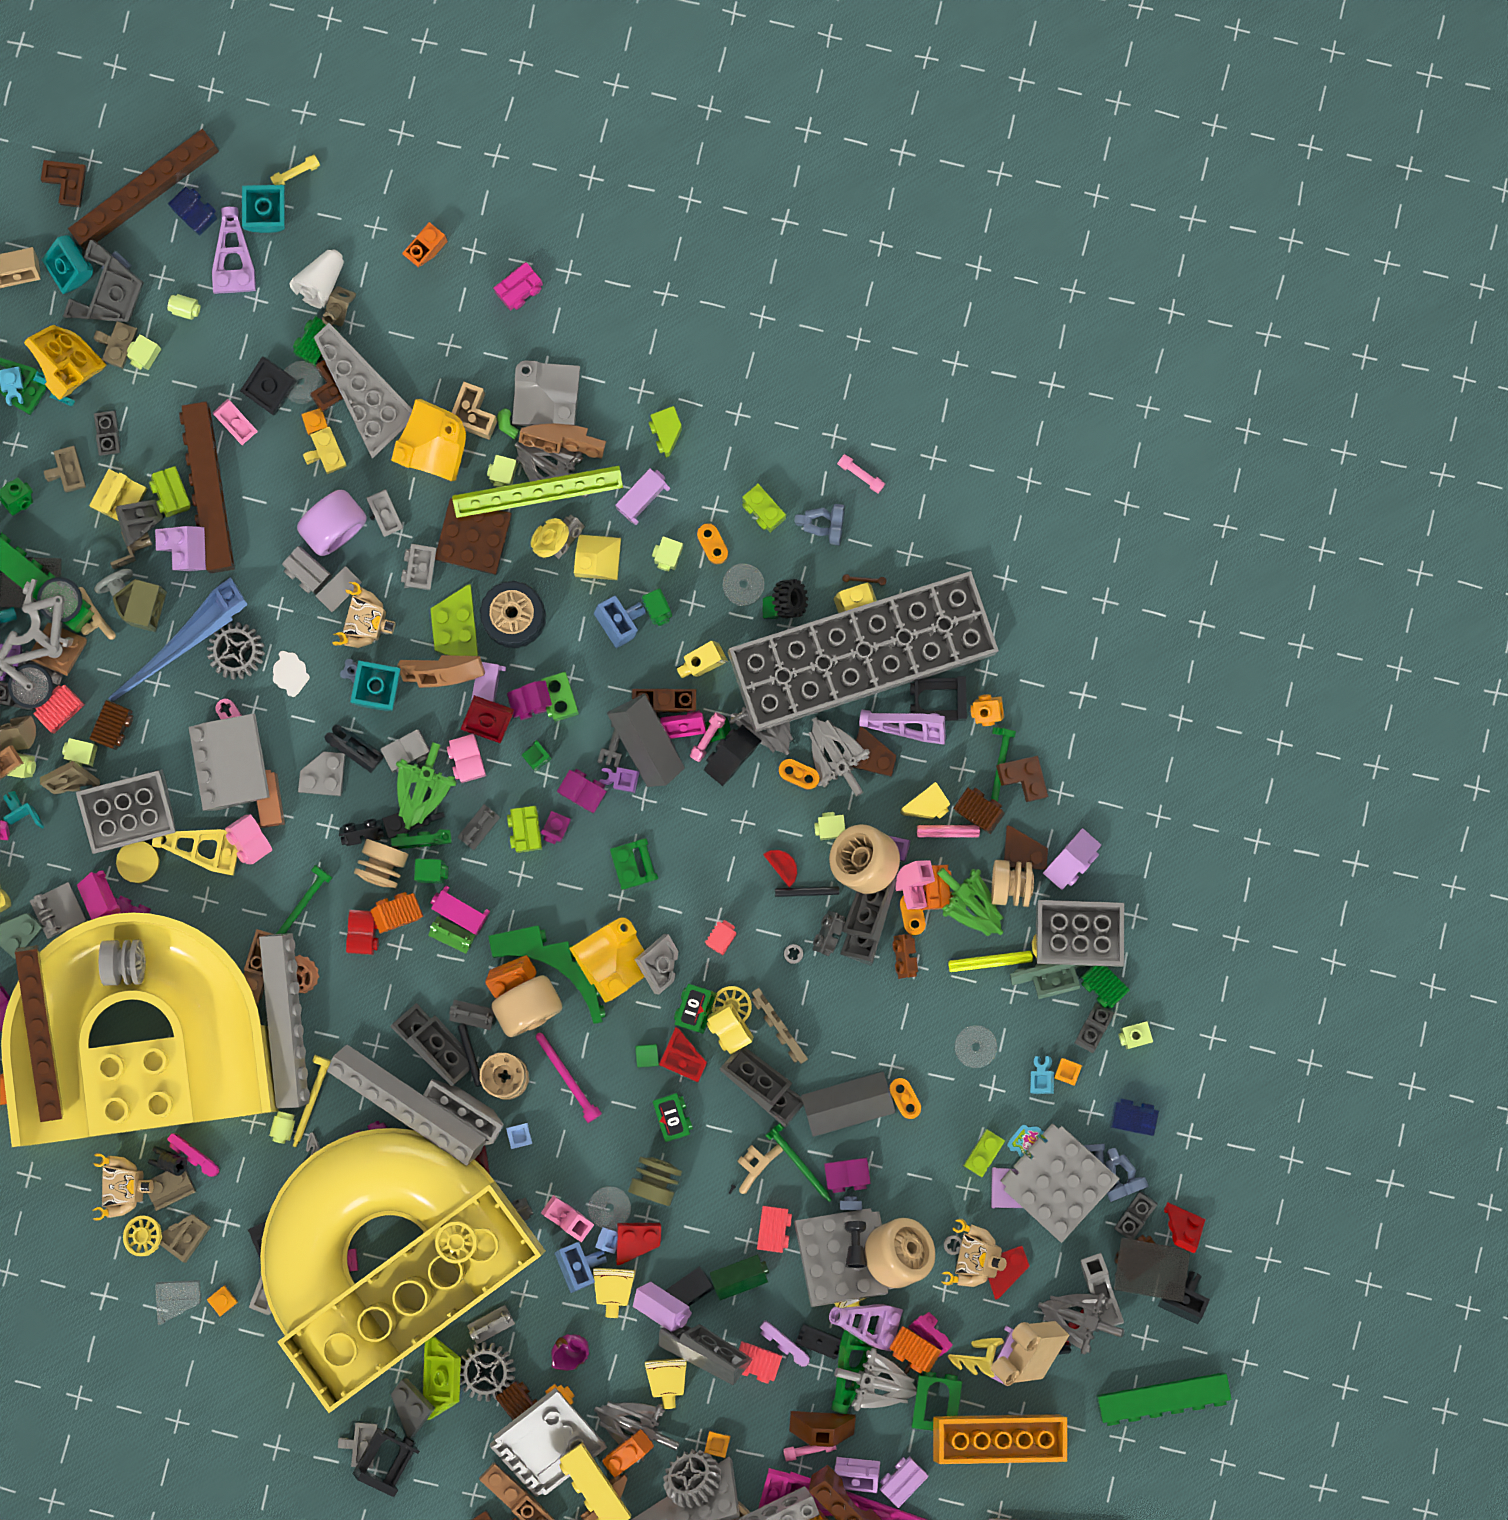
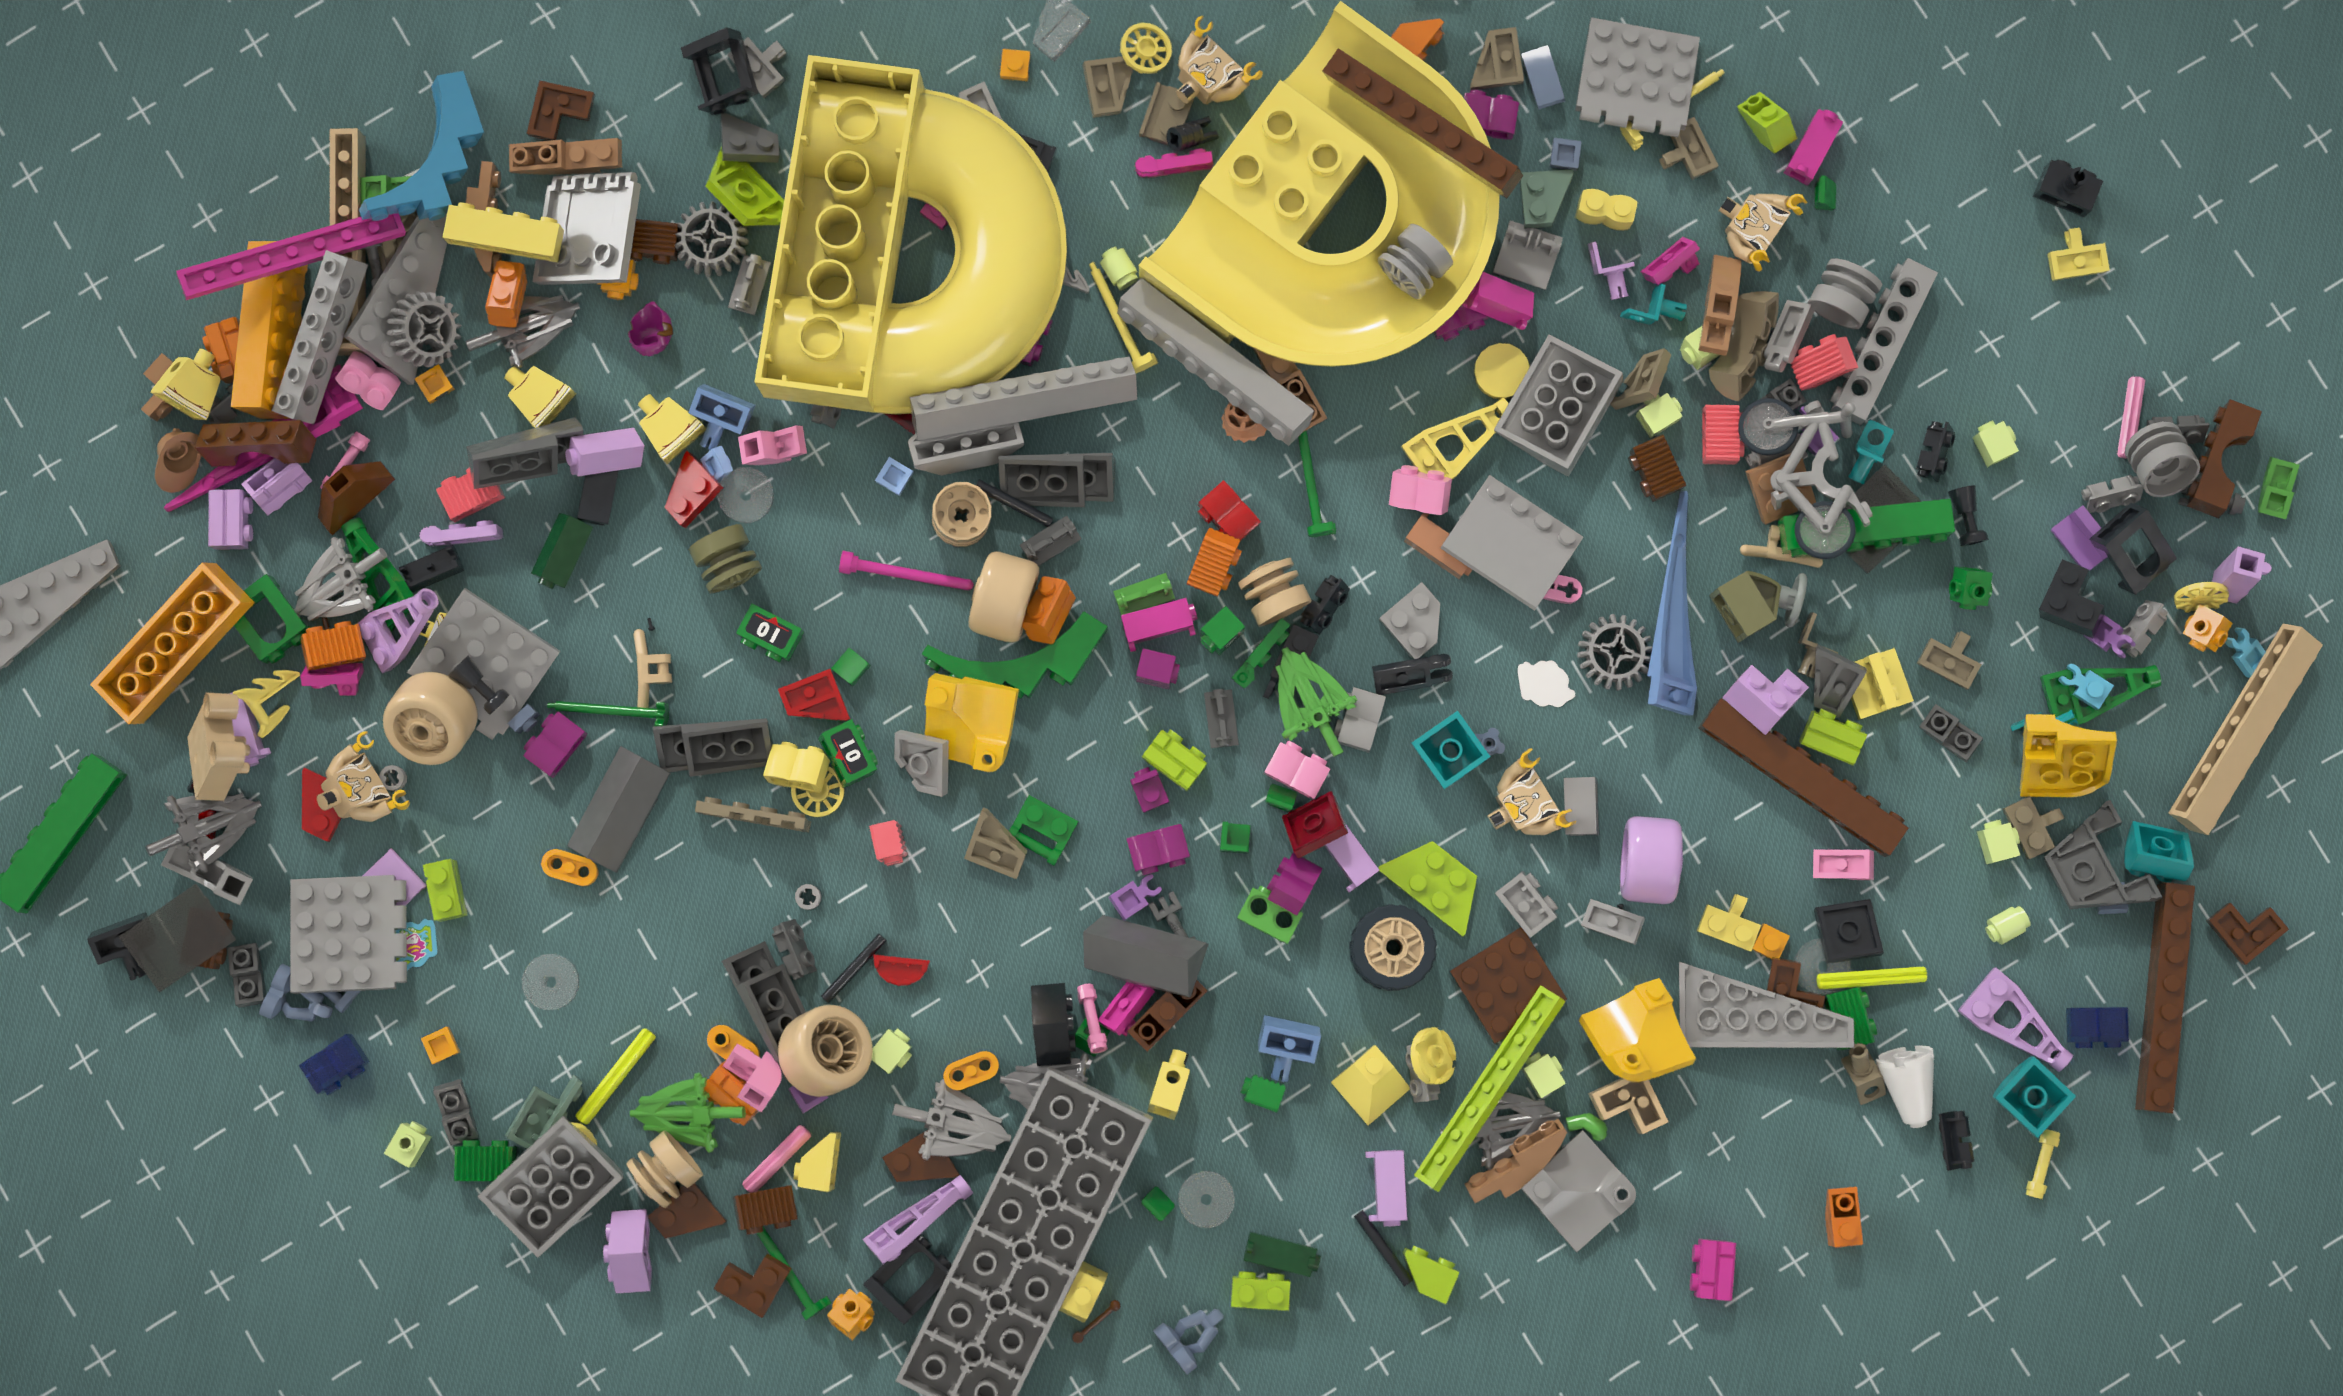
camera: 130 degrees right, 0 degrees up
(23, 853) = (1614, 274): none -> lavender bracket
(282, 350) = (1871, 977): none -> neon yellow axle
(307, 570) = (1629, 793): light grey brick -> none
(321, 234) = (1956, 1153): none -> black hinge
(444, 672) = (1399, 827): medium nougat slope -> none
(456, 1242) = (844, 315): light yellow wheel -> none
(485, 885) = (1157, 669): none -> magenta brick
(490, 753) = (1280, 797): none -> green slope
(667, 554) = (1307, 1154): yellowish green brick -> none
(667, 879) = (995, 846): none -> dark tan wing
(677, 468) = (1383, 1248): none -> black bar
(712, 543) = (1275, 1209): light orange plate -> none
(733, 517) = (1281, 1254): none -> dark green brick
(751, 1481) = (371, 382): none -> bright pink brick
(773, 1229) = (574, 626): coral brick -> none
(790, 598) = (1146, 1229): black tyre -> none
(903, 946) = (691, 991): dark orange hinge -> none
(1042, 1080) = (456, 1013): medium azure plate -> none
(1185, 1227) = (186, 1009): red wing -> none

